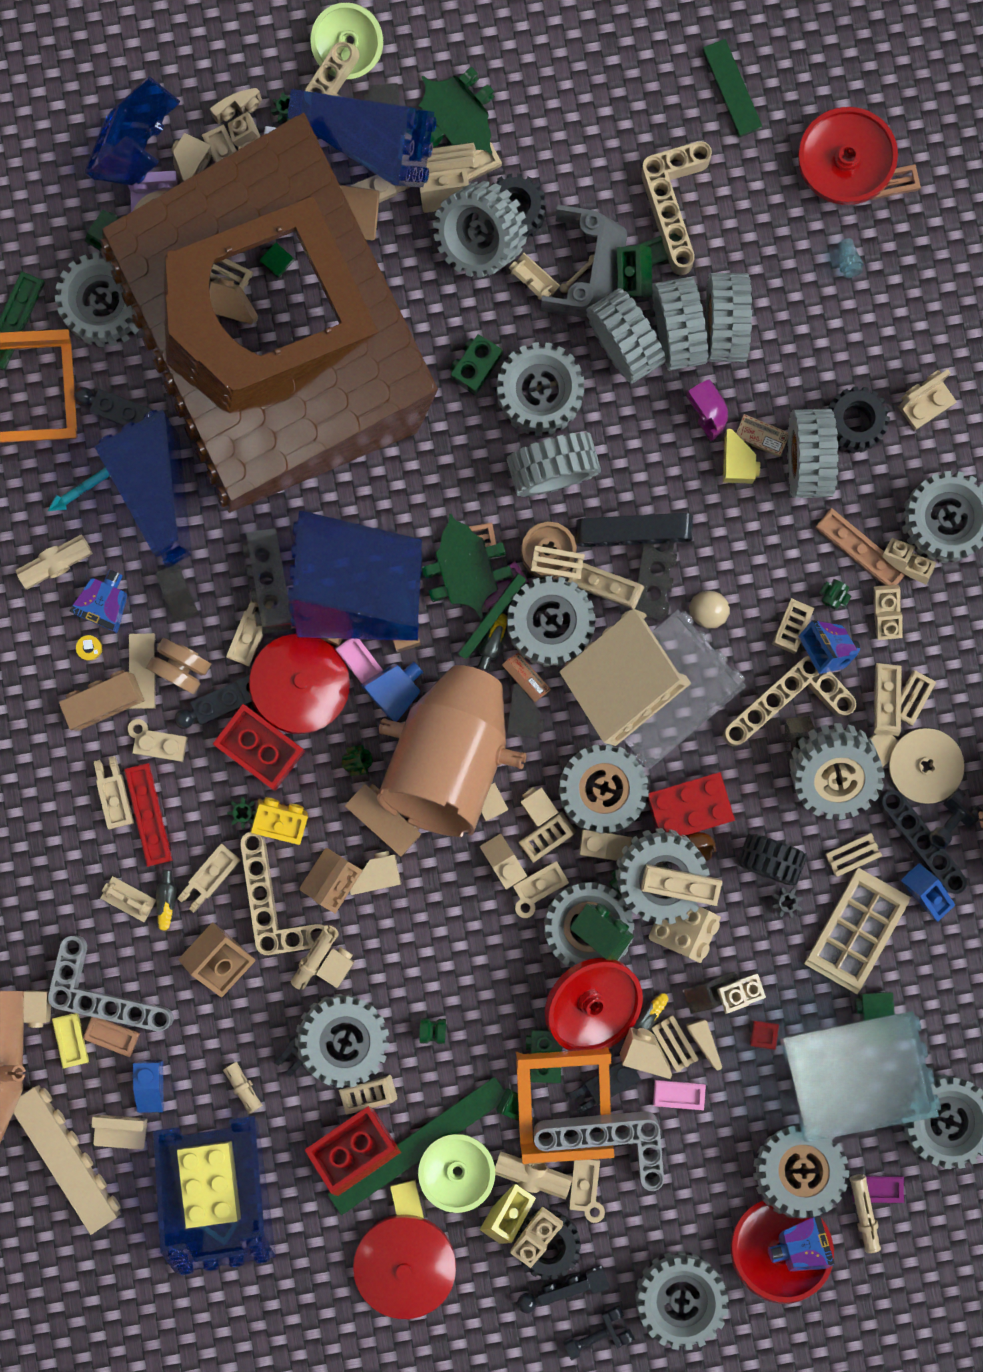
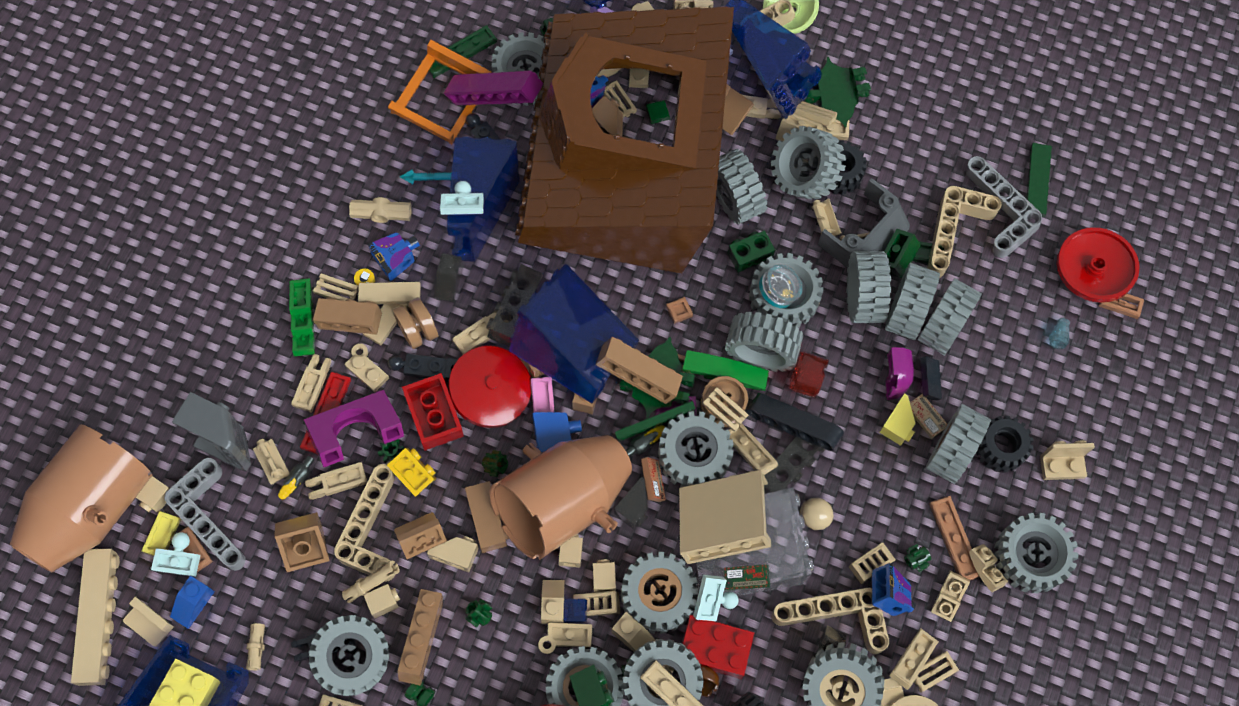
camera: 30 degrees right, 15 degrees down
(45, 682) = (320, 283): none -> tan tile
(53, 730) = (301, 317): none -> green slope
(57, 910) = (217, 430): none -> dark grey windscreen
(89, 352) = (494, 88): none -> magenta brick
(106, 1057) = (176, 561): none -> light aqua plate
(127, 648) = (389, 292): none -> tan tile
(153, 517) = (463, 201): none -> light aqua plate
(195, 783) = (370, 409): none -> magenta arch
(399, 979) = (420, 637): none -> medium nougat brick
(425, 304) = (739, 187): none -> light grey wheel
(439, 919) = (478, 613): none -> dark green gear
(440, 476) = (679, 310): none -> nougat tile
(445, 576) = (639, 370): none -> medium nougat brick
(528, 514) = (715, 366): none -> green slope
(531, 857) = (575, 610): none -> clear blue tile
(534, 391) = (780, 286): none -> clear piece
(618, 469) = (808, 374): none -> clear red brick
(659, 764) = (711, 597): none -> light aqua plate
(683, 725) = (747, 577): none -> tile
(715, 141) = (1013, 199): none -> light grey beam
(743, 392) = (931, 378): none -> black tile

